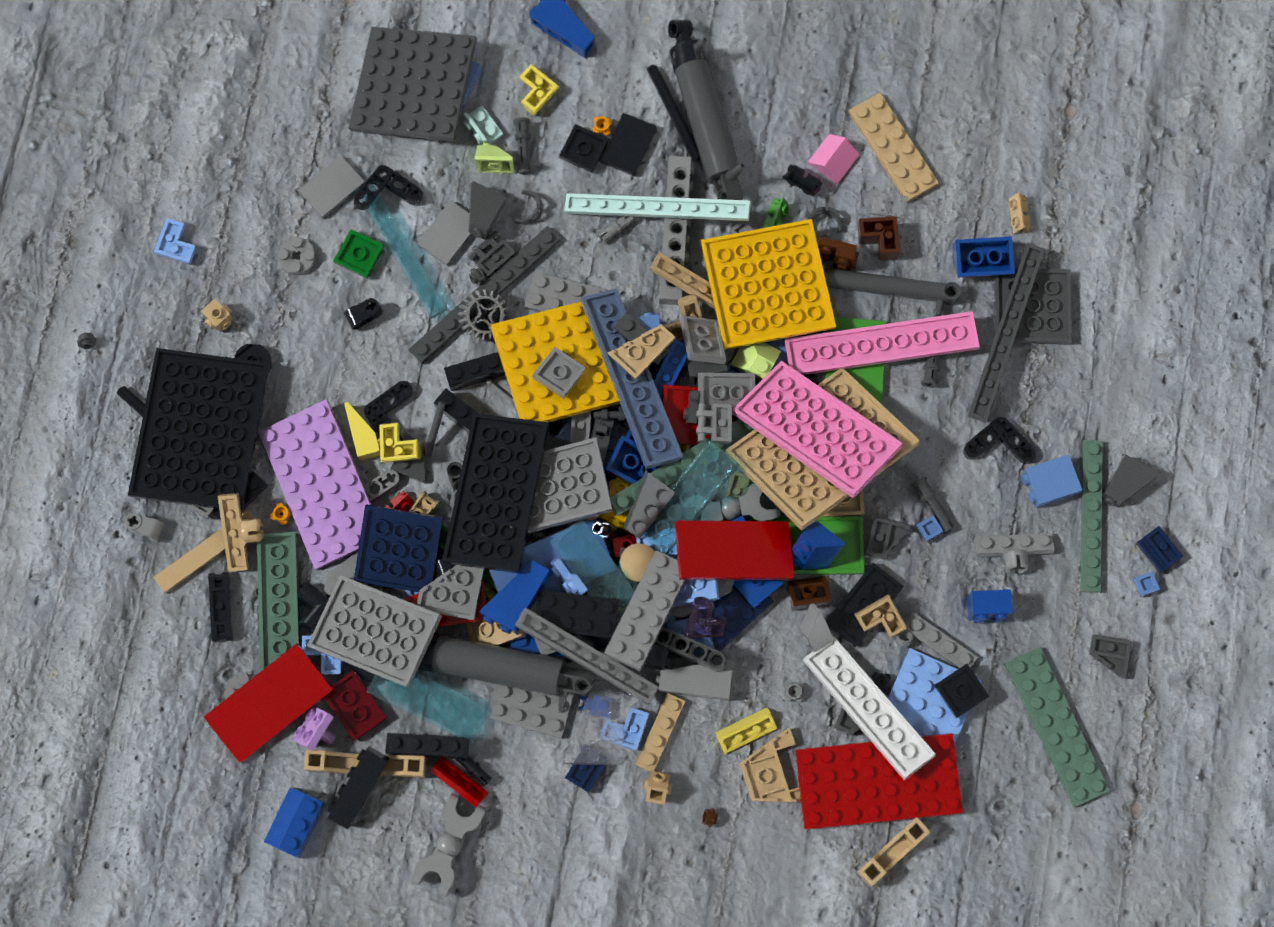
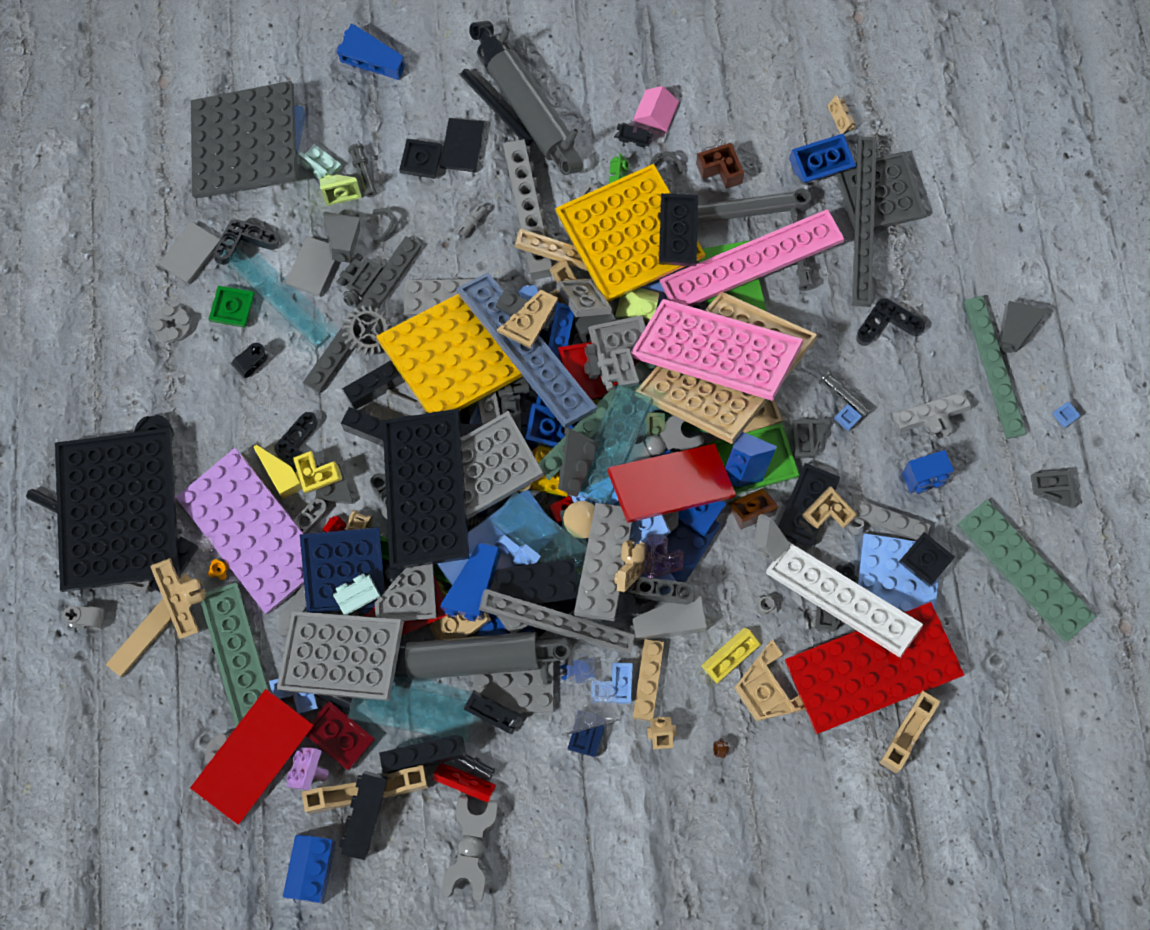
camera: 15 degrees left, 5 degrees down
(170, 244) = (45, 343): light blue plate -> none
(217, 315) = (108, 398): tan brick -> none
(220, 606) = (180, 675): black plate -> none
(275, 486) = (205, 544): none -> clear plate
(316, 601) = (274, 644): black brick -> none
(404, 576) = (356, 594): none -> light aqua brick
(435, 427) = (348, 447): dark grey bar -> none
(503, 723) = (492, 712): none -> black plate
(542, 89) = (366, 115): light yellow brick -> none
(559, 372) = (455, 361): light grey plate -> none
(602, 121) = (432, 130): light orange plate -> none
(607, 530) = (541, 497): black pin -> none
(658, 207) = (506, 190): light aqua plate -> none
(676, 621) = (634, 566): none -> tan plate
(816, 295) = (678, 229): none -> black plate
(842, 253) = (687, 185): reddish brown plate -> none
(893, 147) = (707, 86): tan plate -> none
(1051, 481) = (948, 344): medium blue brick -> none
(1159, 549) = (1067, 380): dark blue plate -> none

